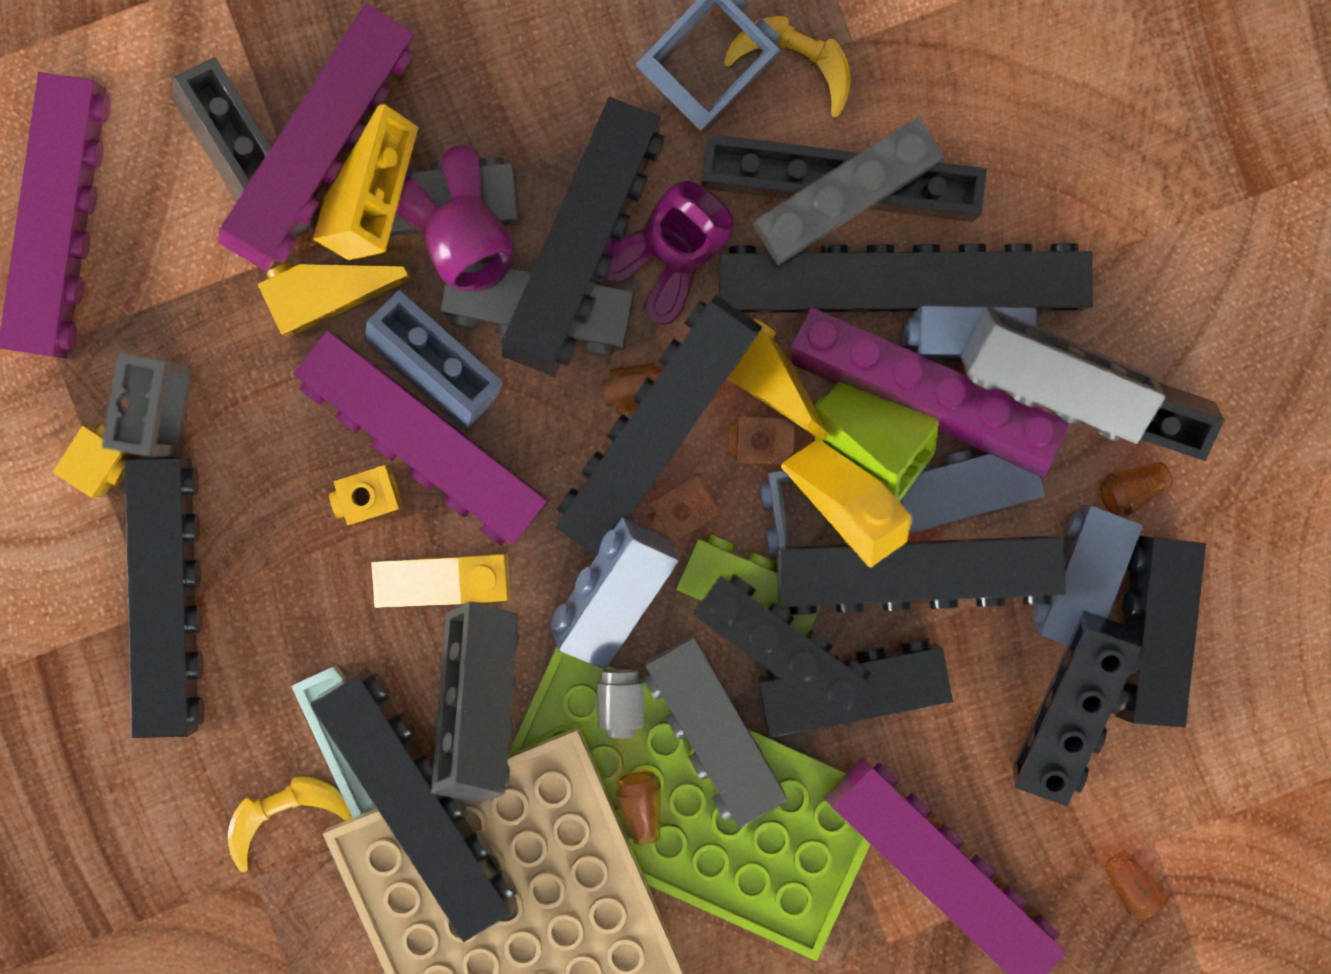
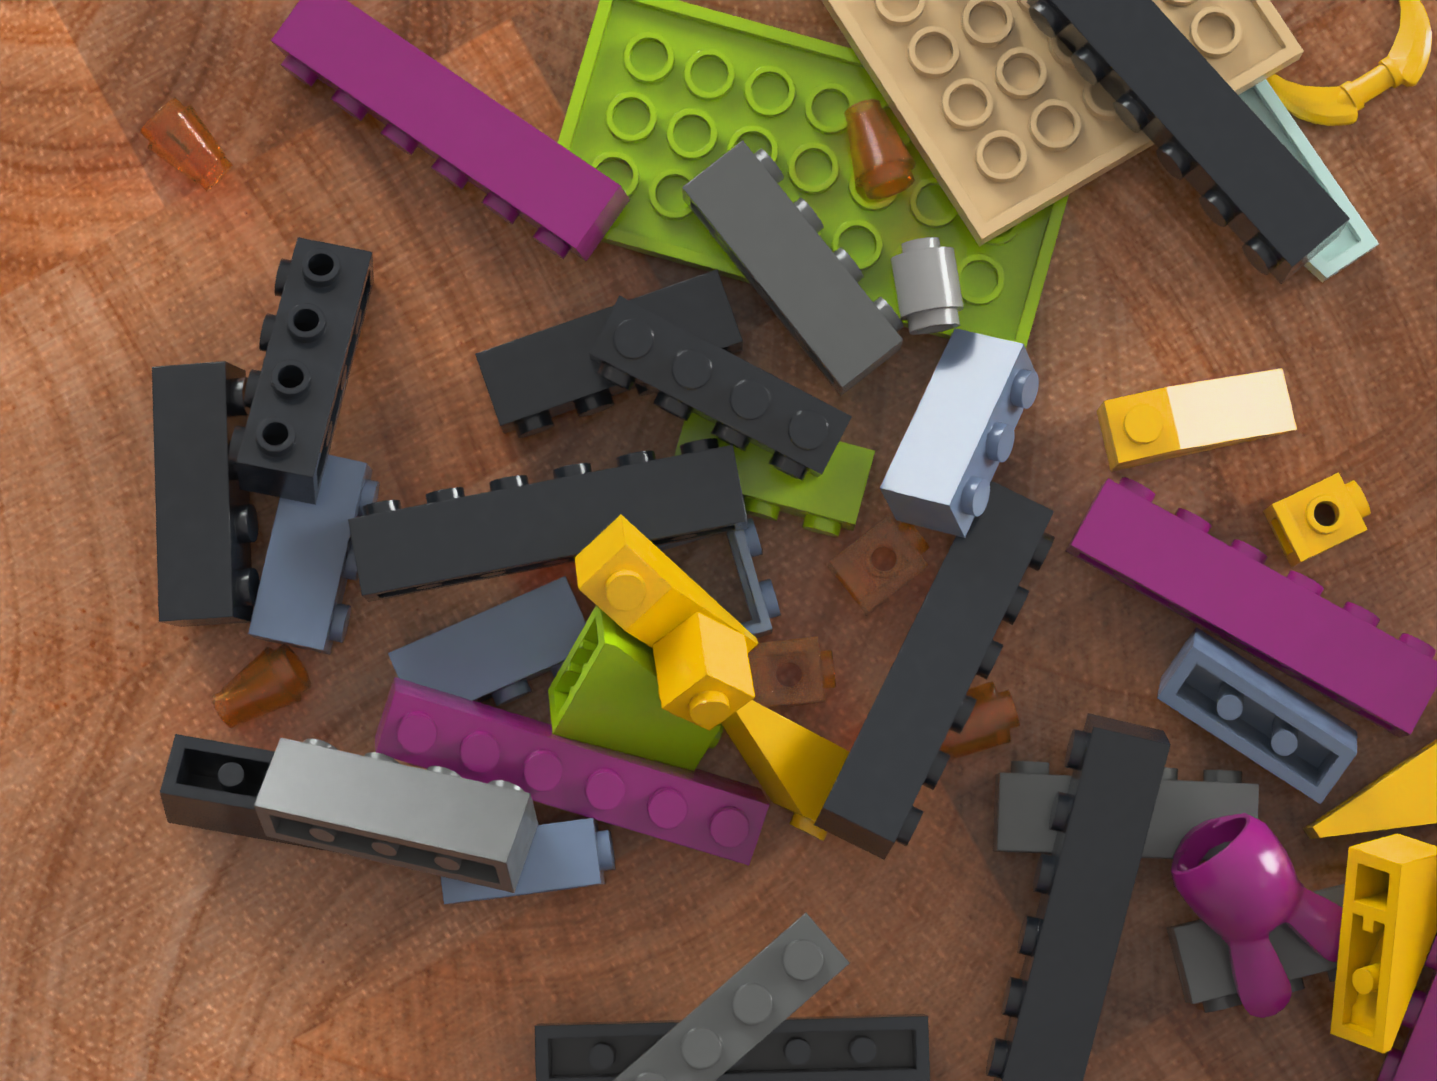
camera: 170 degrees right, 5 degrees down
(475, 703) = (1125, 255): dark grey brick -> none
(683, 234) = (941, 941): magenta piece -> none
(828, 444) = (703, 671): none -> yellow brick
(907, 280) = (618, 924): black brick -> none

